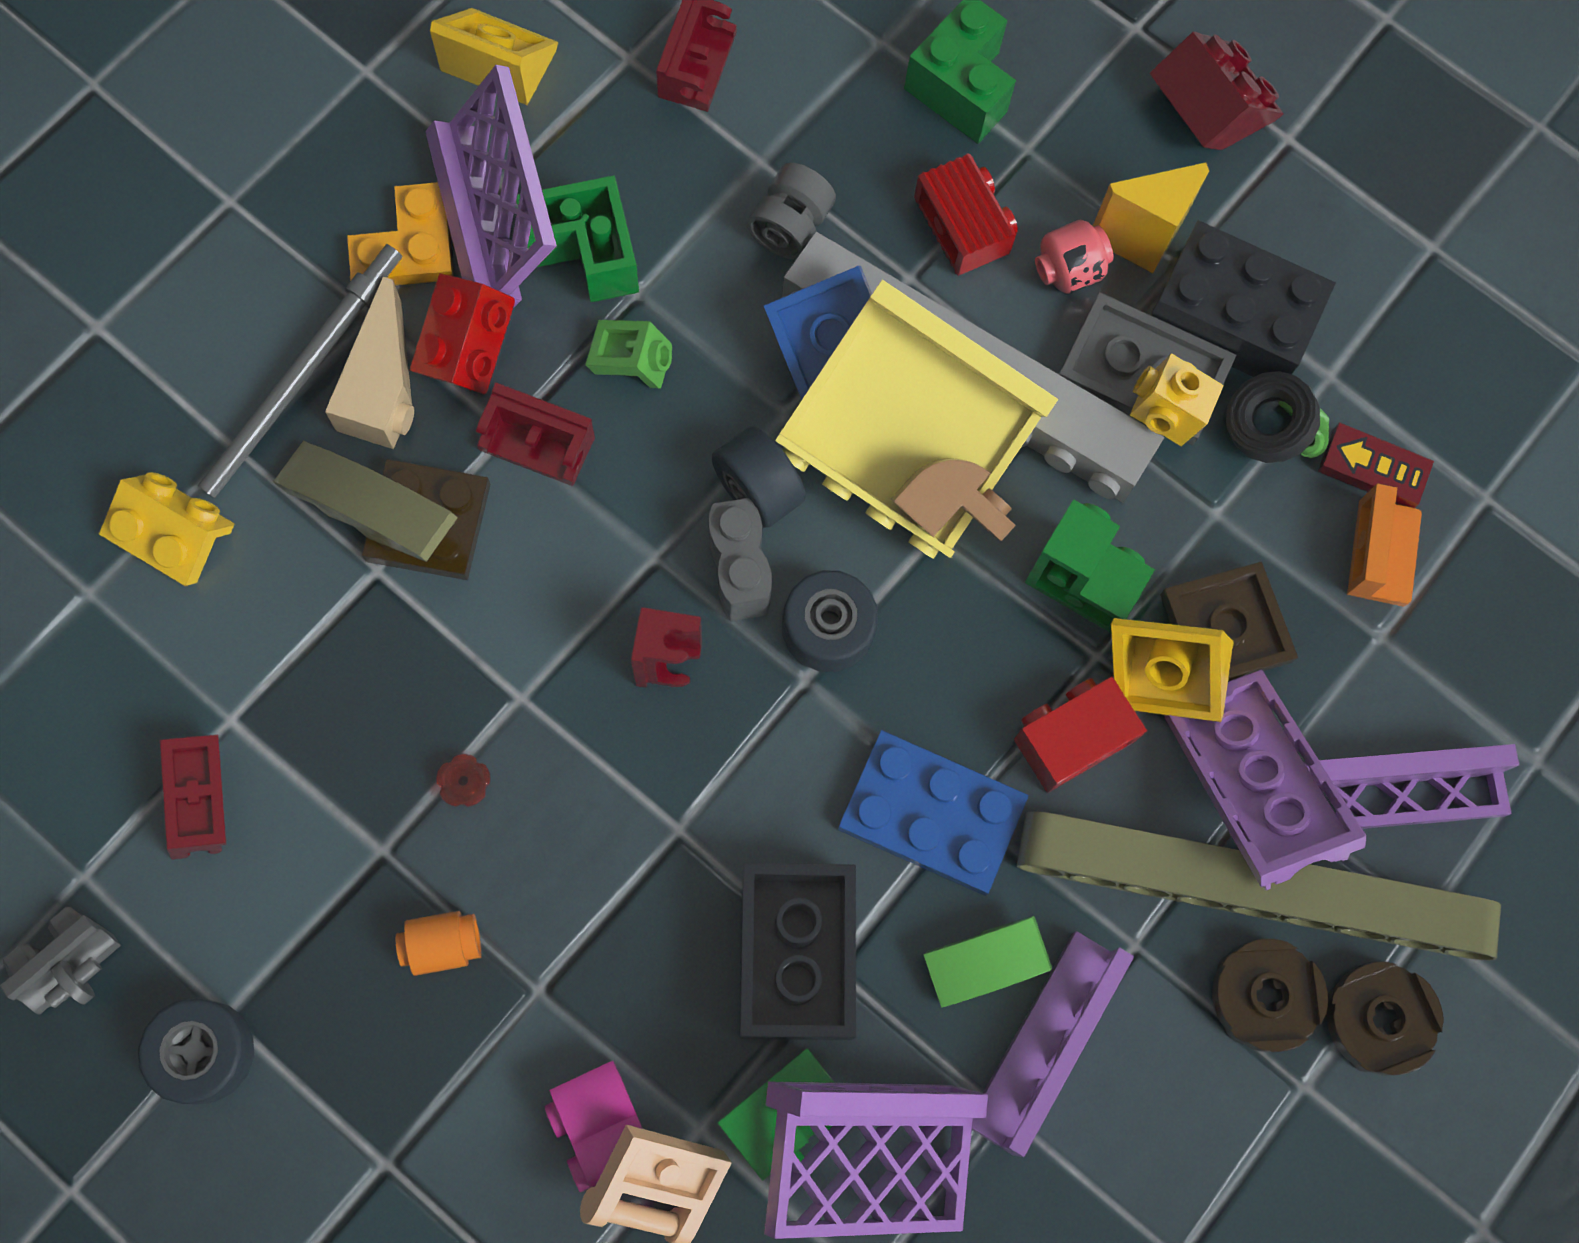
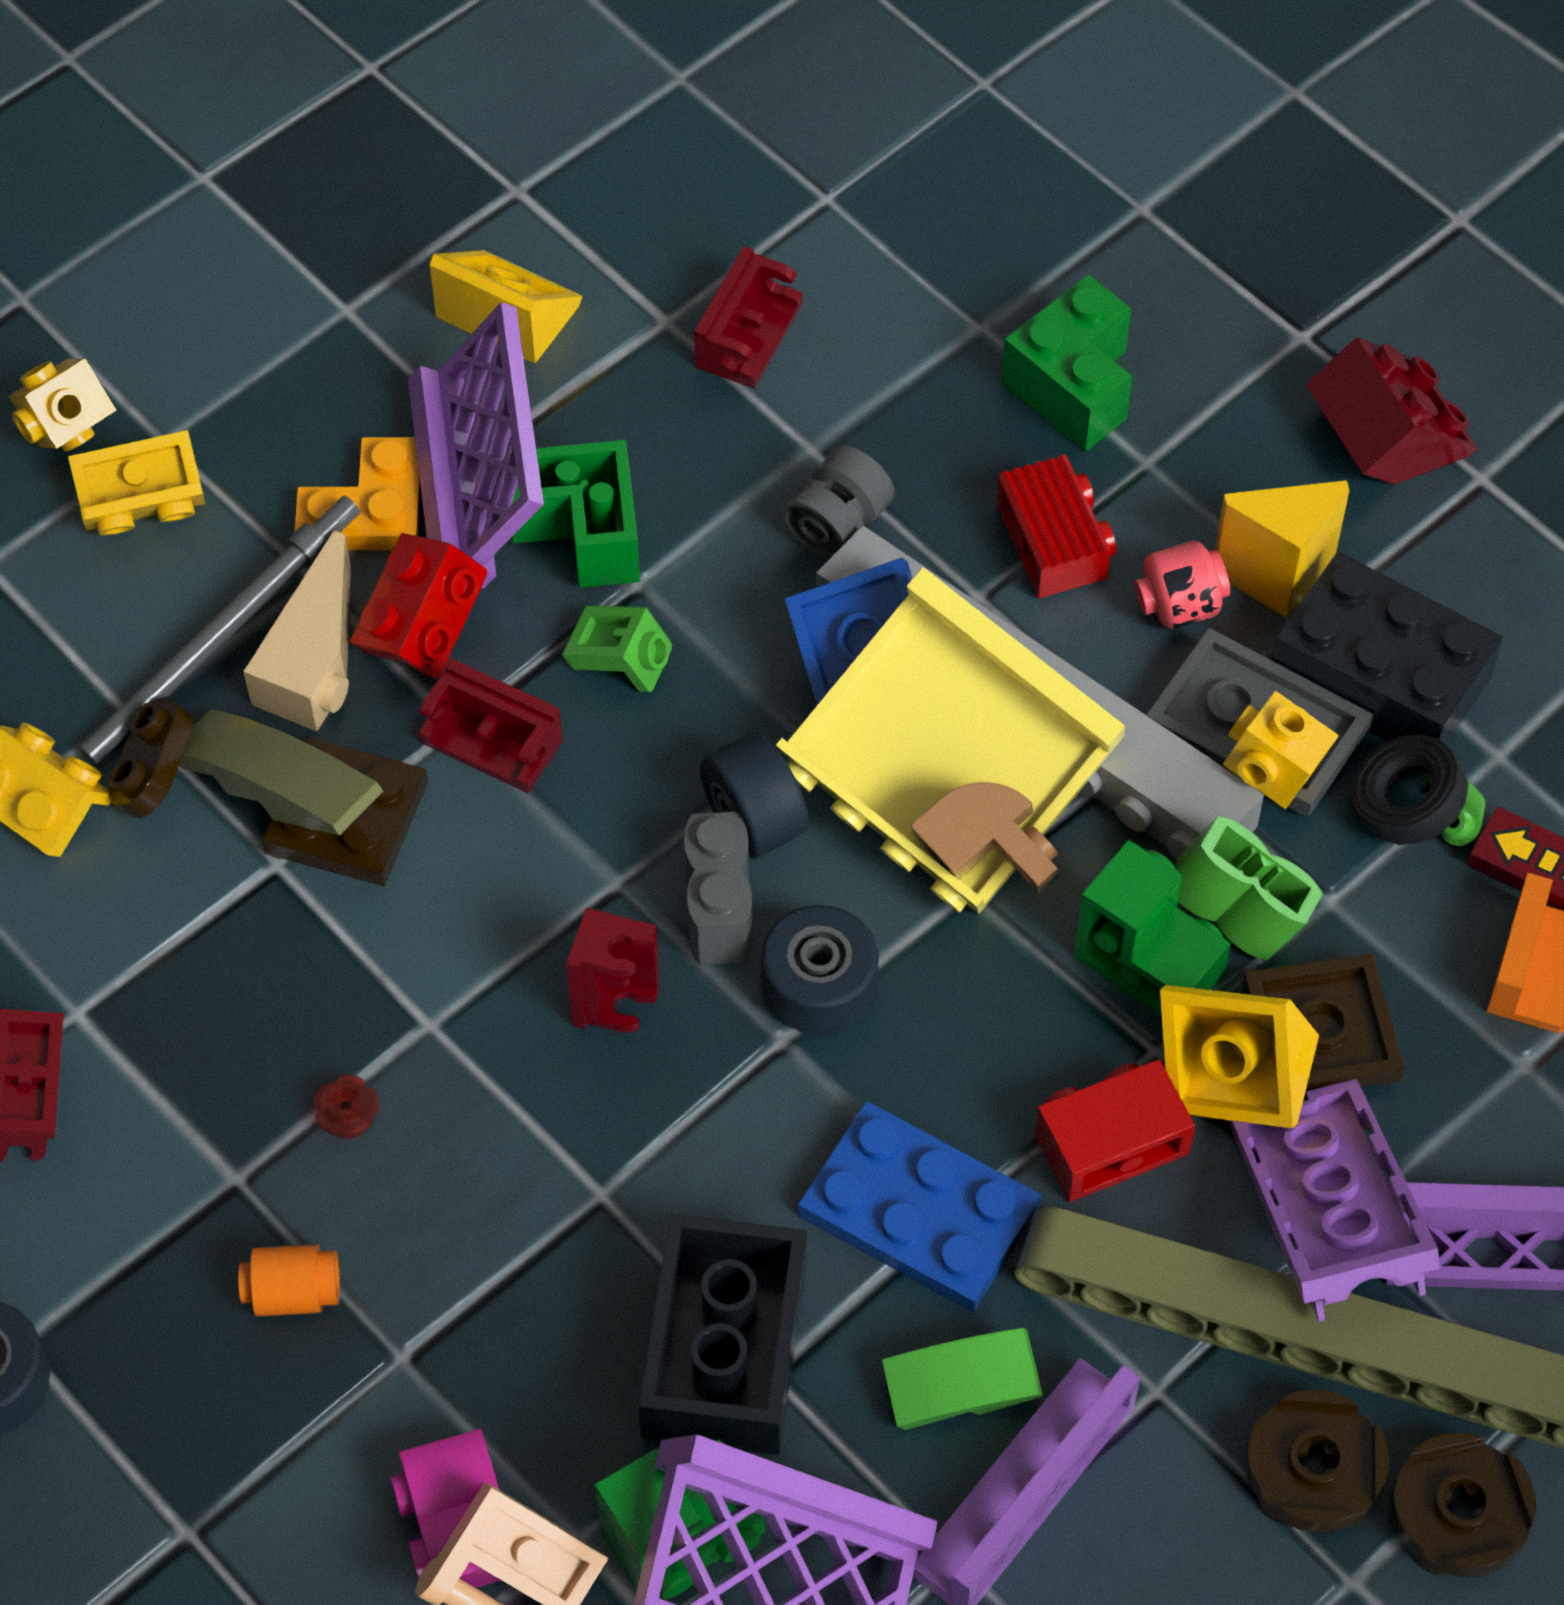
camera: 15 degrees right, 15 degrees down
(153, 177) = (60, 404): none -> yellow brick
(212, 244) = (137, 483): none -> yellow bracket
(258, 491) = (150, 756): none -> dark brown plate
(1161, 521) = (1244, 889): none -> bright green brick

